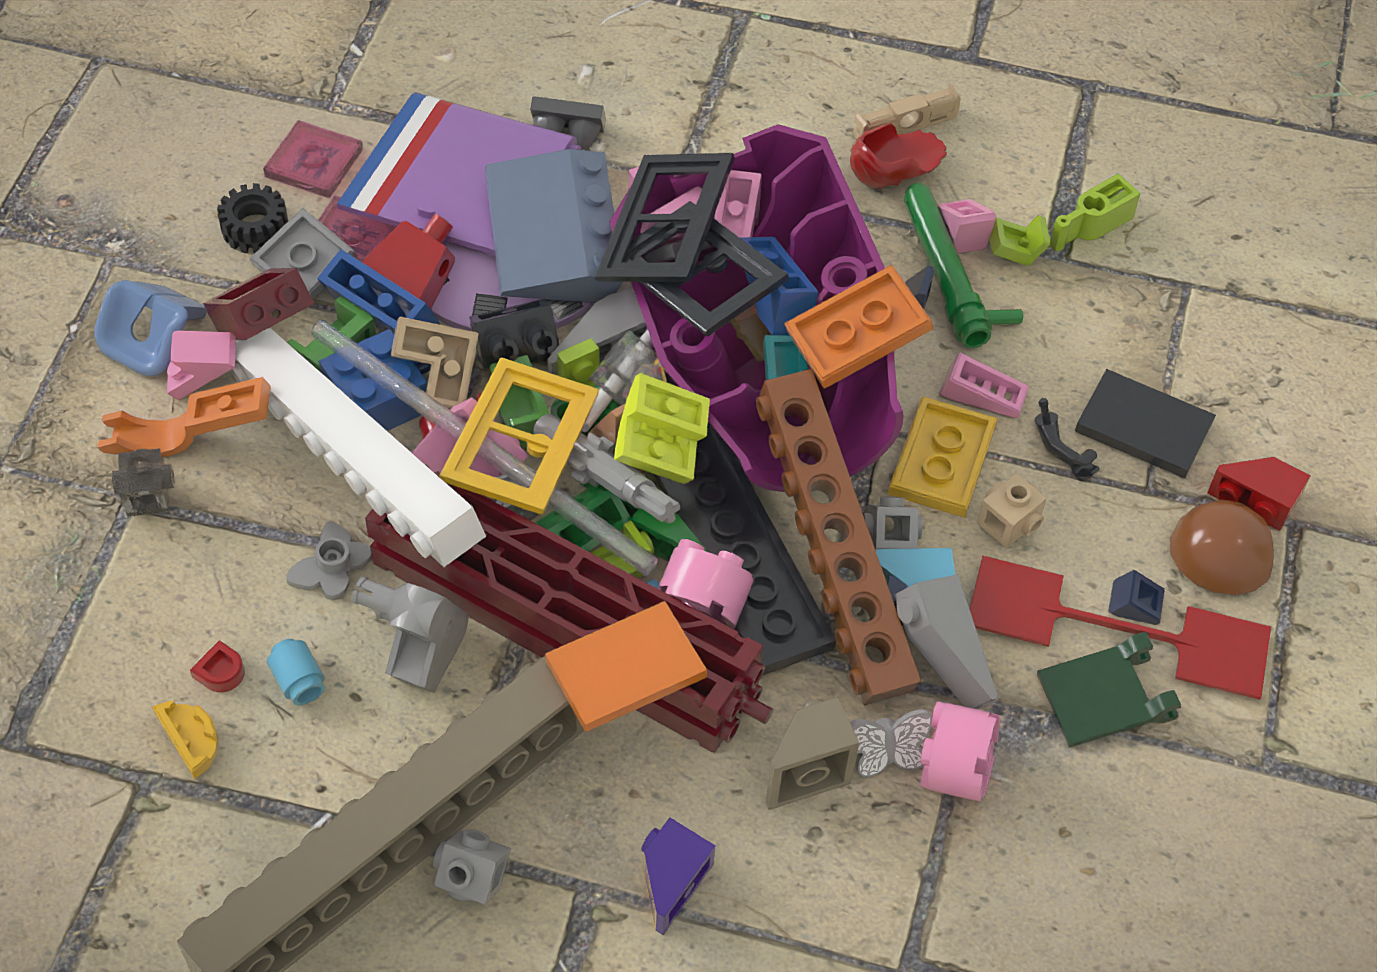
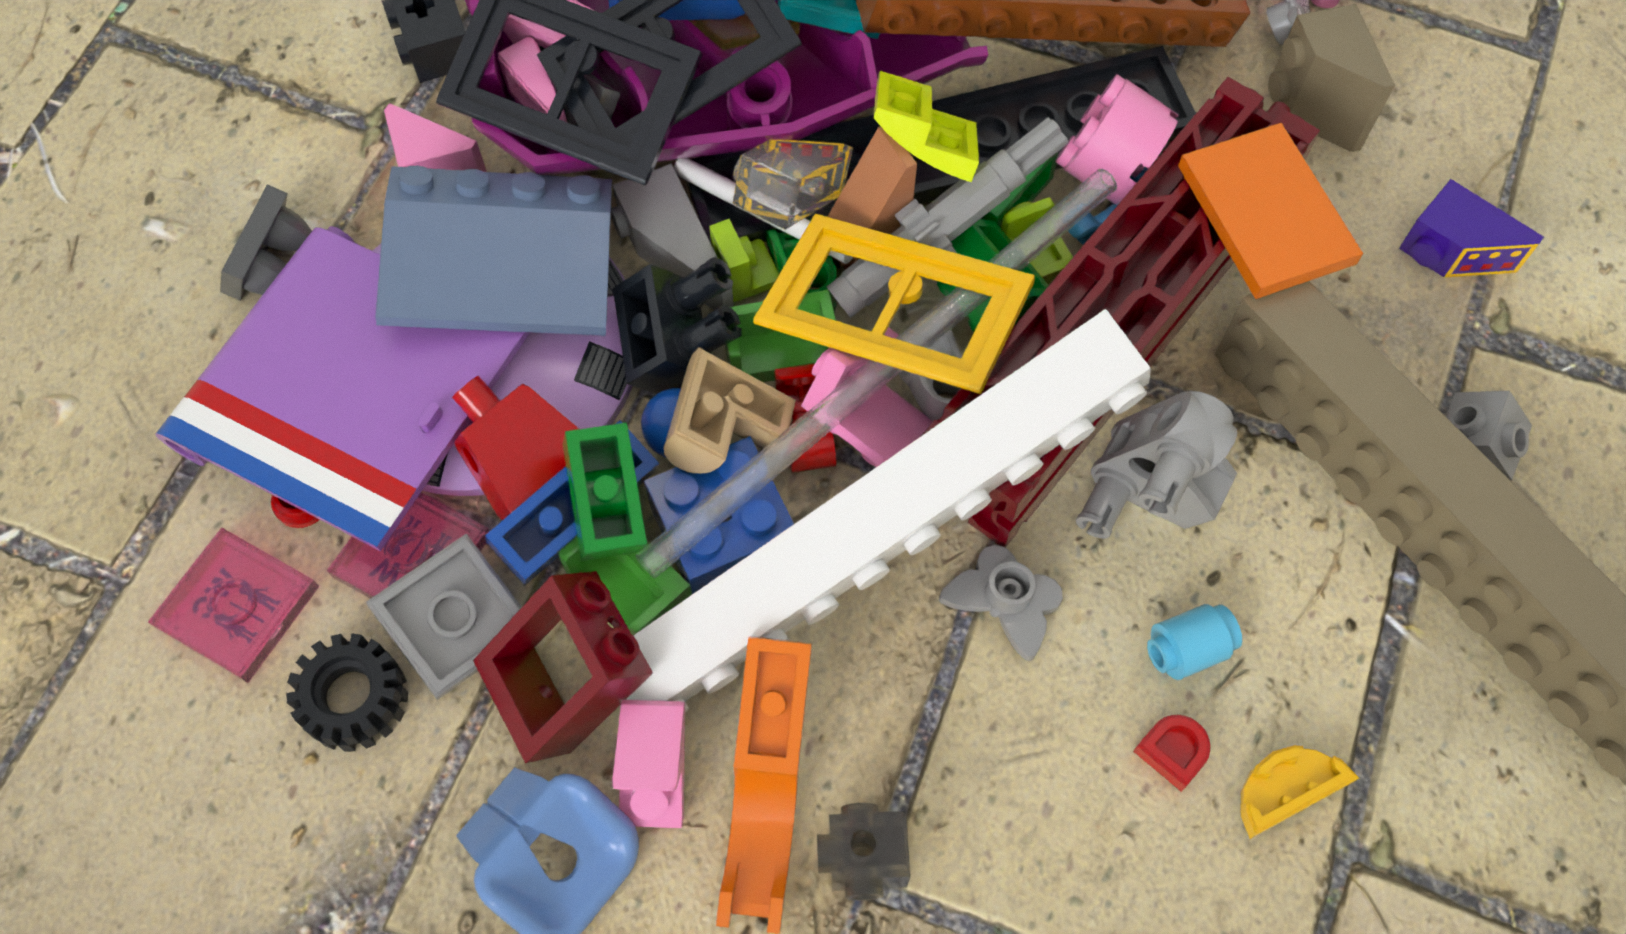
camera: 80 degrees left, 10 degrees up
(361, 292) = (604, 491): none -> green brick

